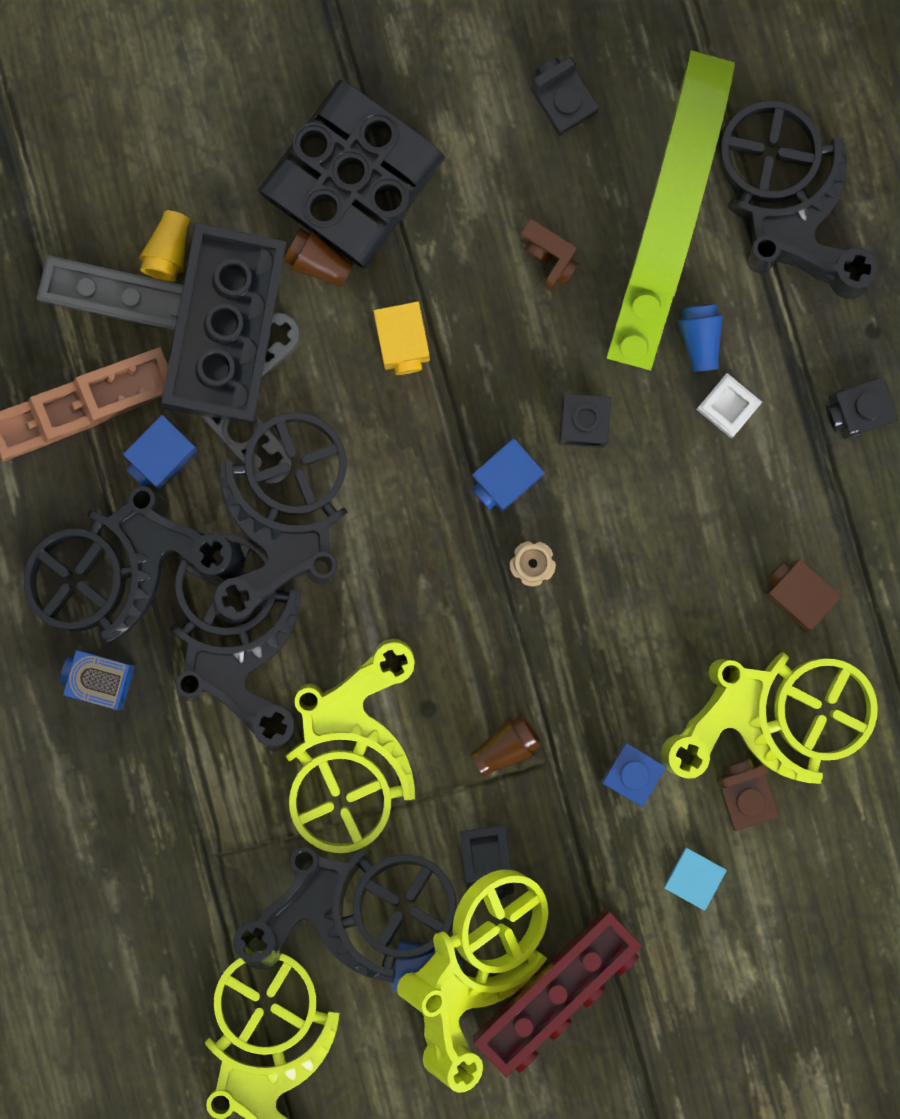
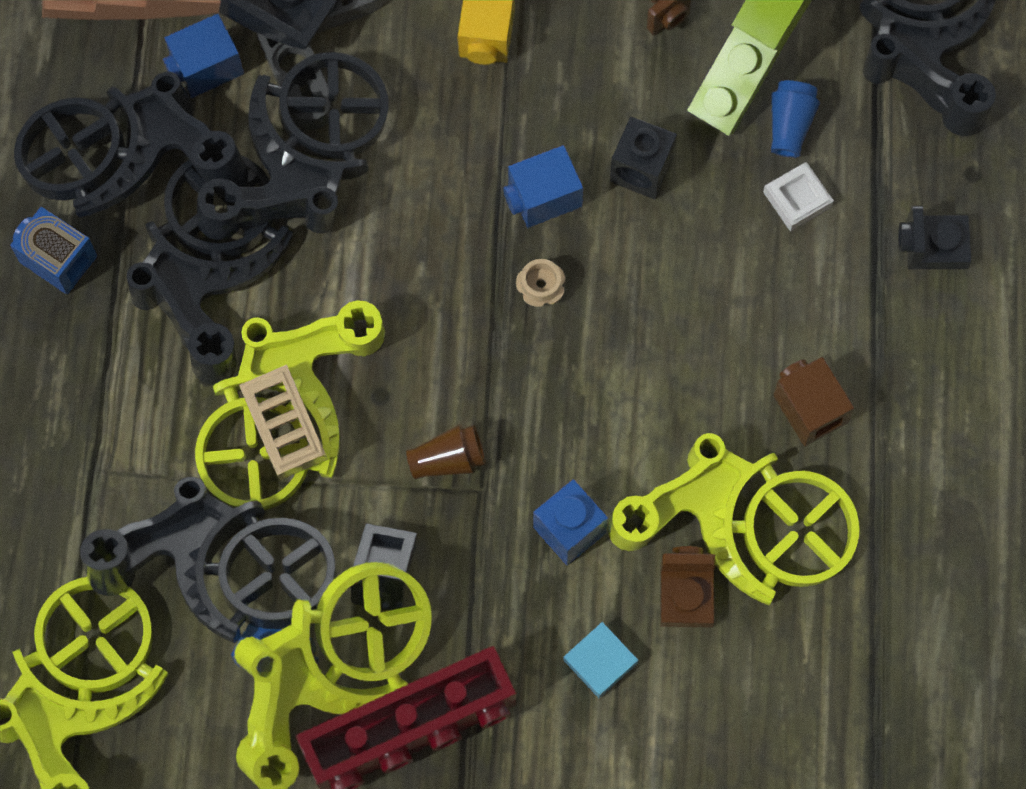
camera: 25 degrees right, 15 degrees down
(347, 783) = (300, 459): none -> tan slope

